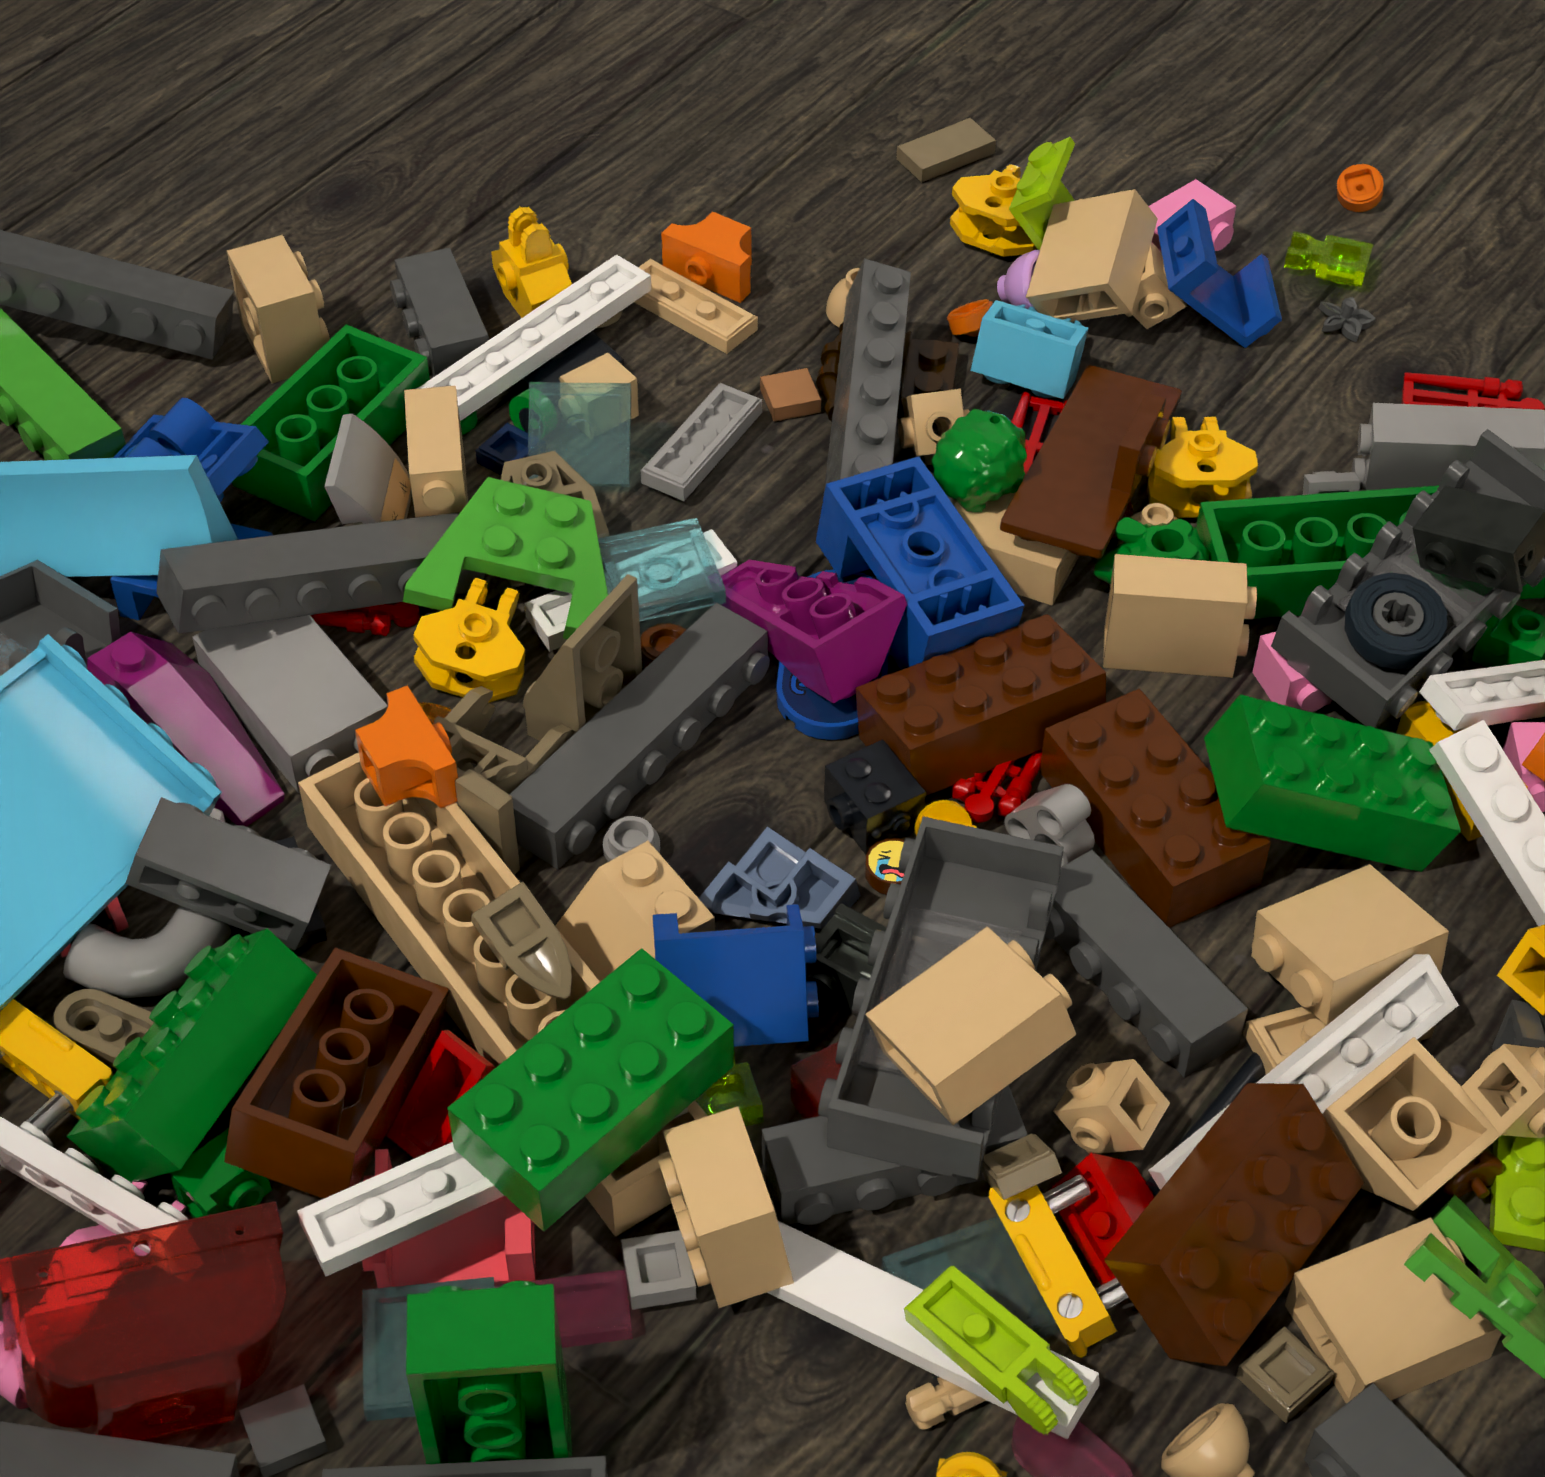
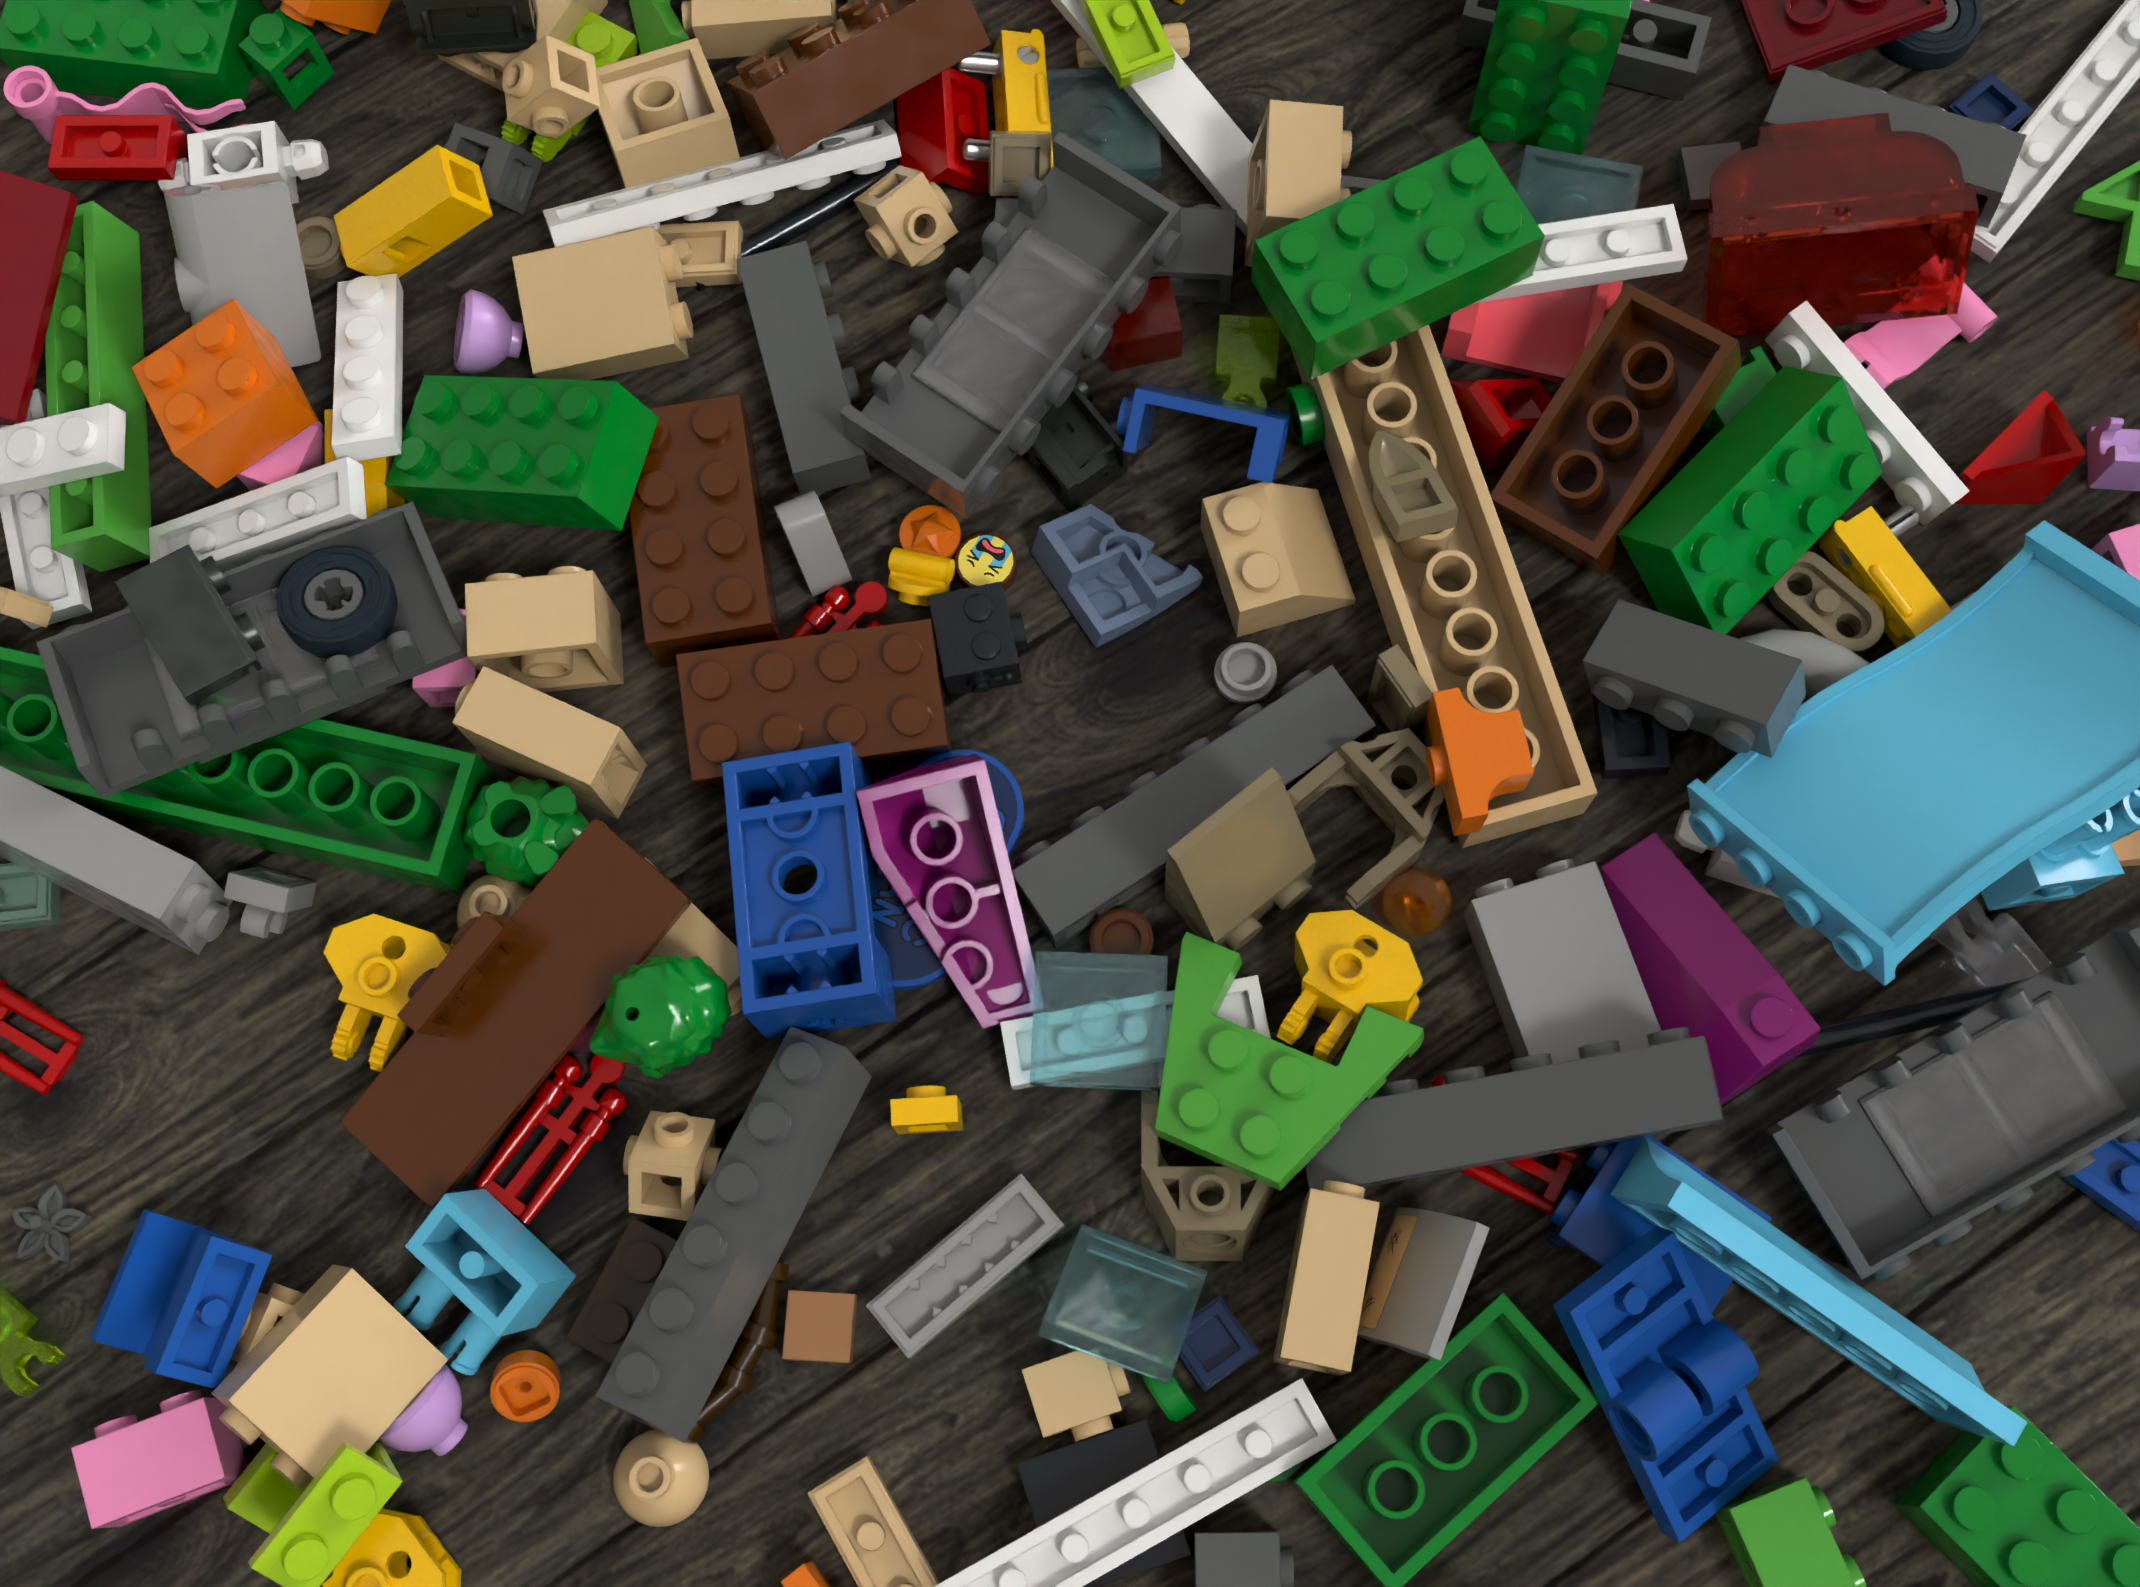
camera: 155 degrees left, 25 degrees up
(767, 503) = (926, 1111): none -> yellow plate
(973, 1023) = (1020, 226): tan brick -> none
(1220, 662) = (545, 629): none -> tan brick
(1448, 903) = (484, 334): none -> lavender brick

